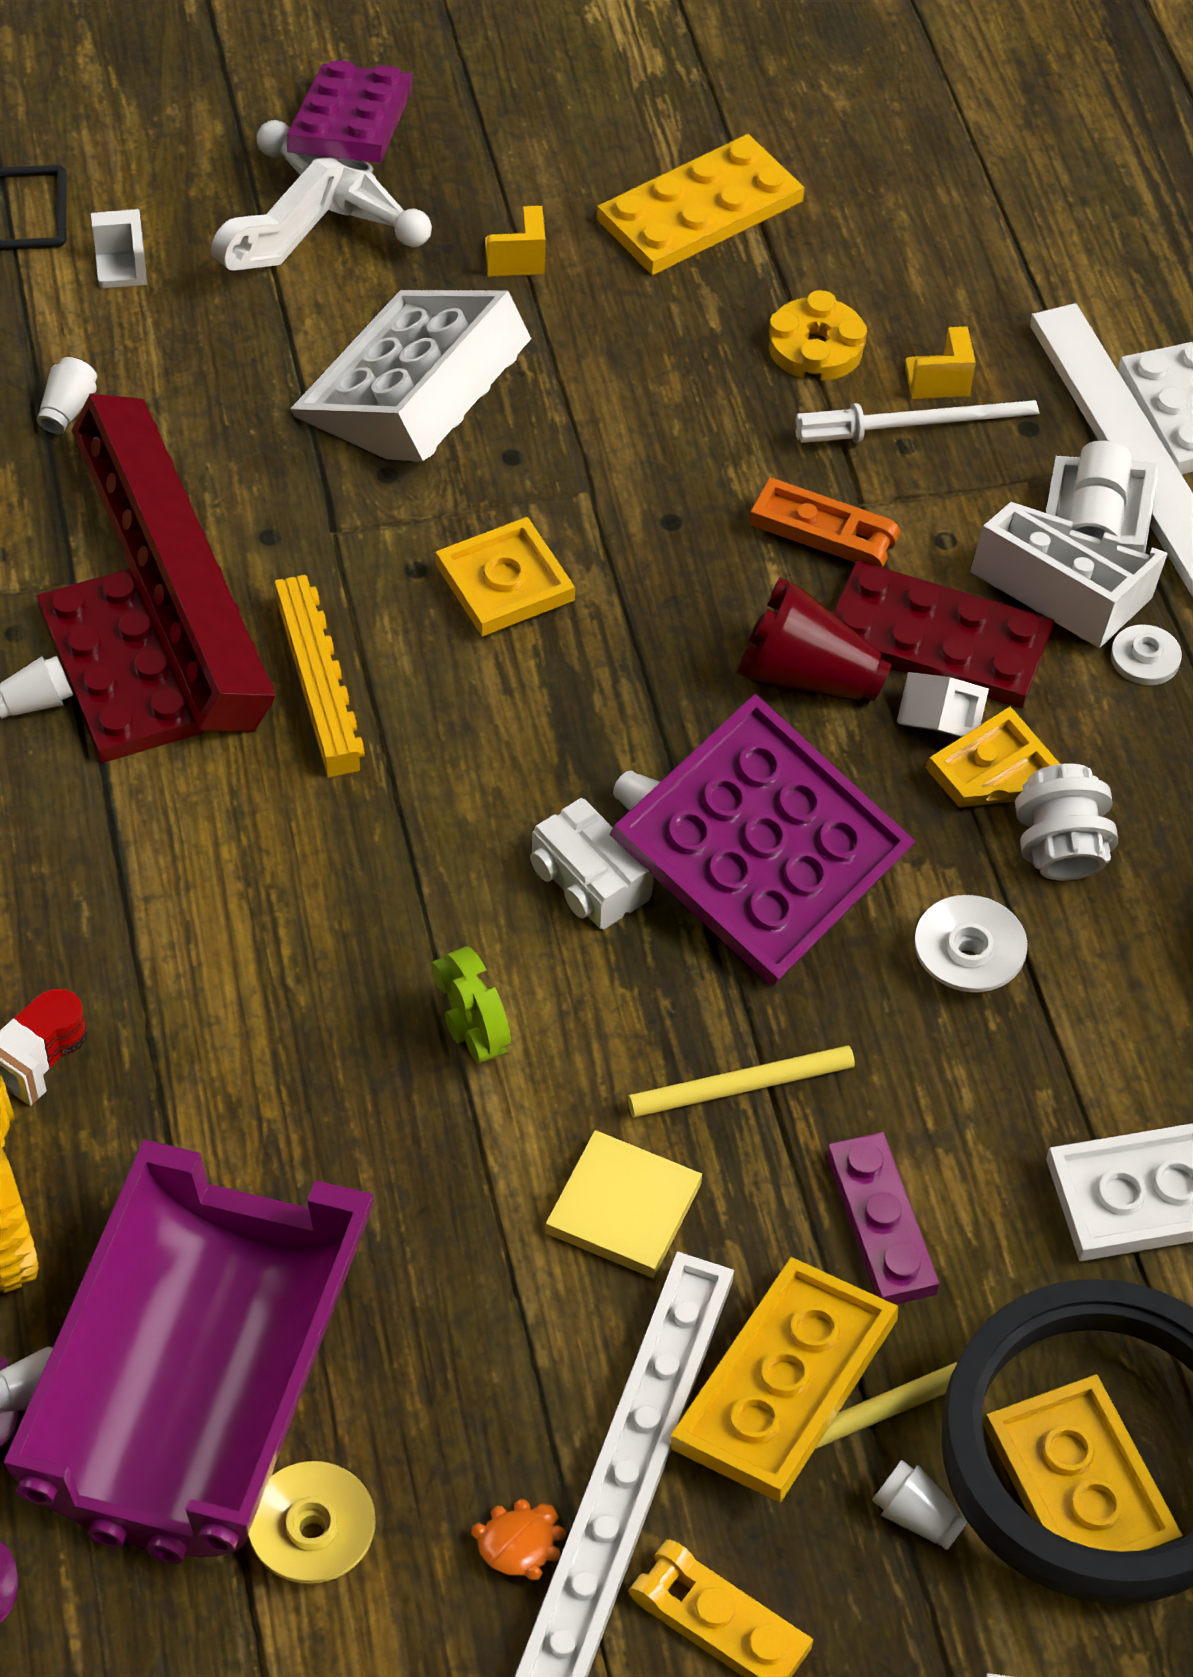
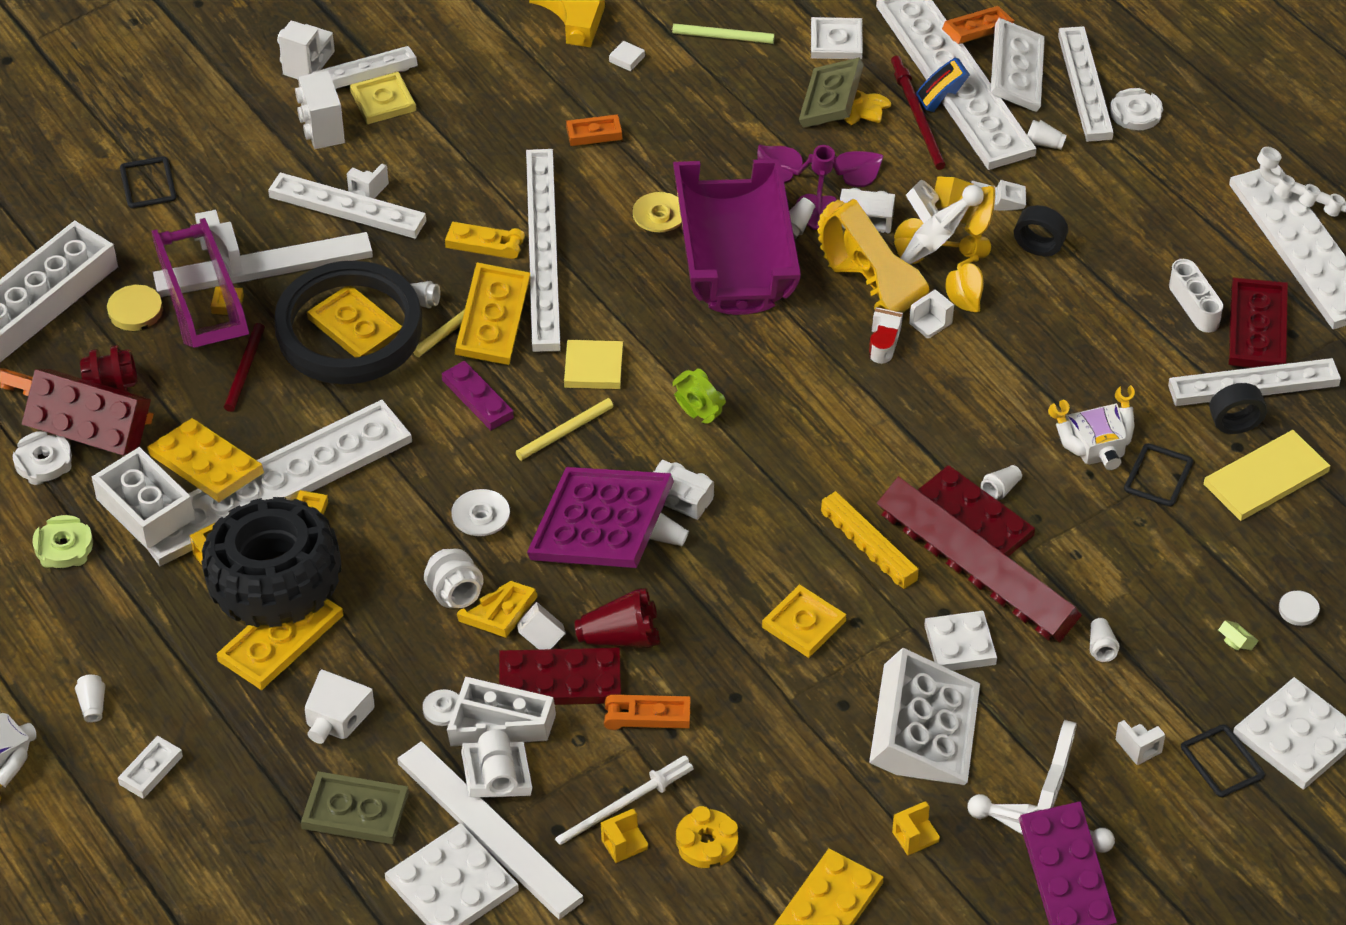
camera: 160 degrees right, 5 degrees down
(277, 476) = (961, 640): none -> white plate
(520, 1539) = (576, 240): orange piece -> none

